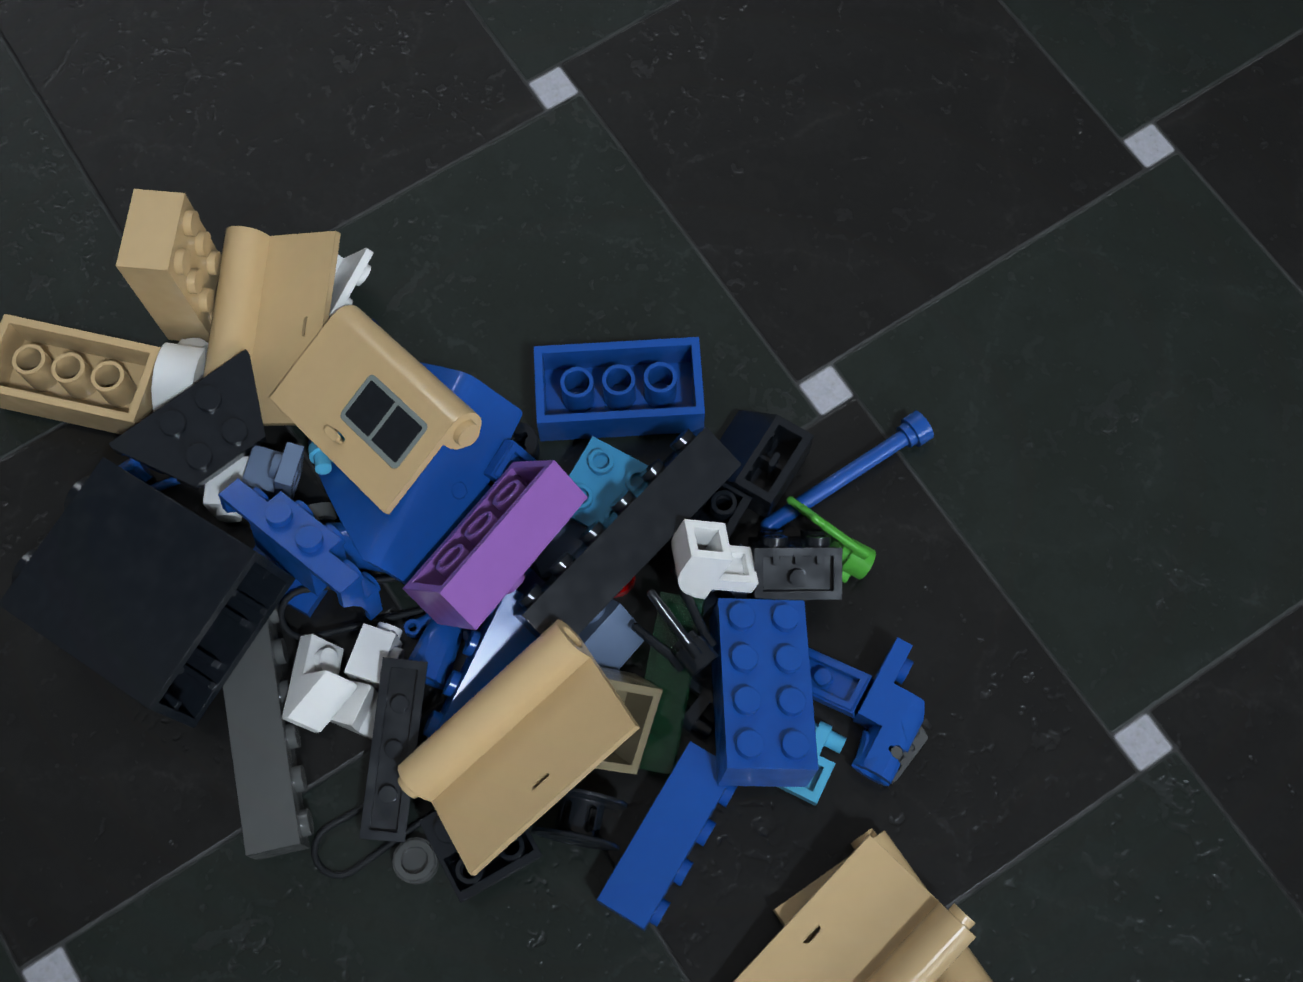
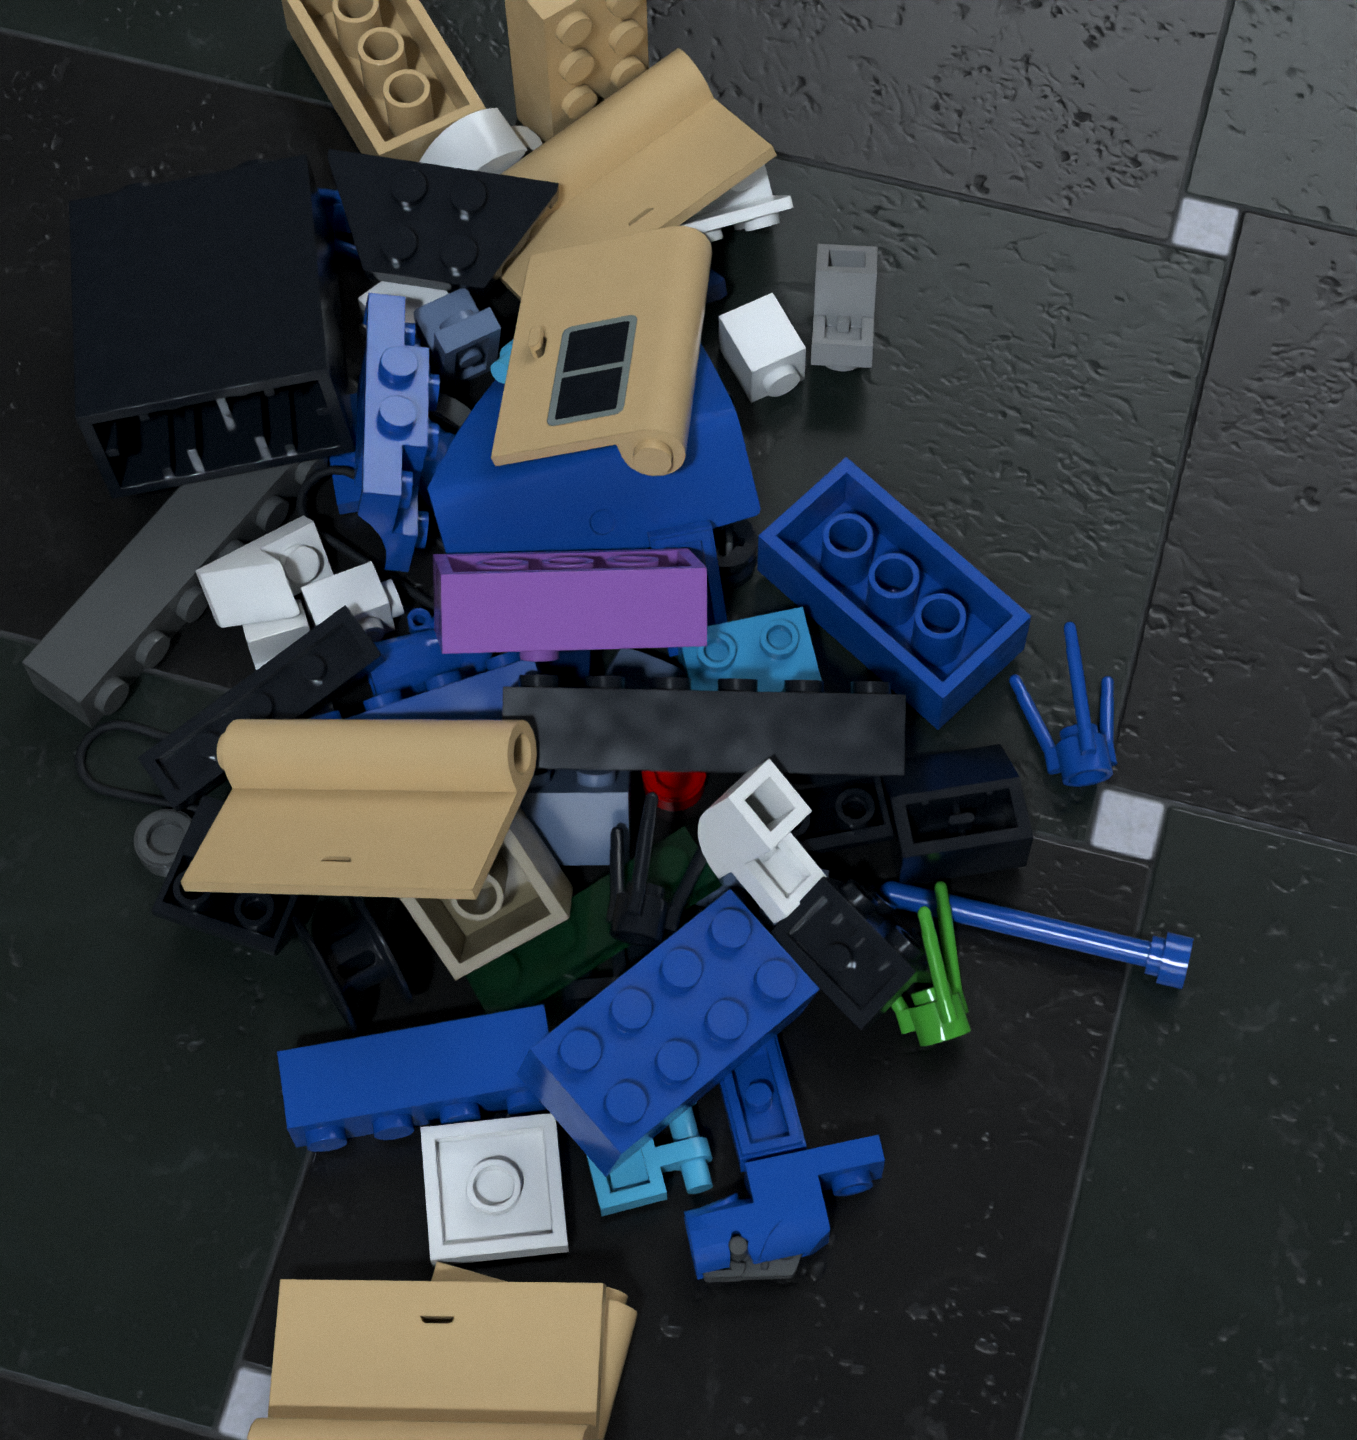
camera: 50 degrees right, 5 degrees down
(426, 334) = (762, 348): none -> white brick
(442, 278) = (844, 306): none -> light grey brick
(759, 848) = (494, 1189): none -> white plate
(777, 374) = (1083, 753): none -> blue plant

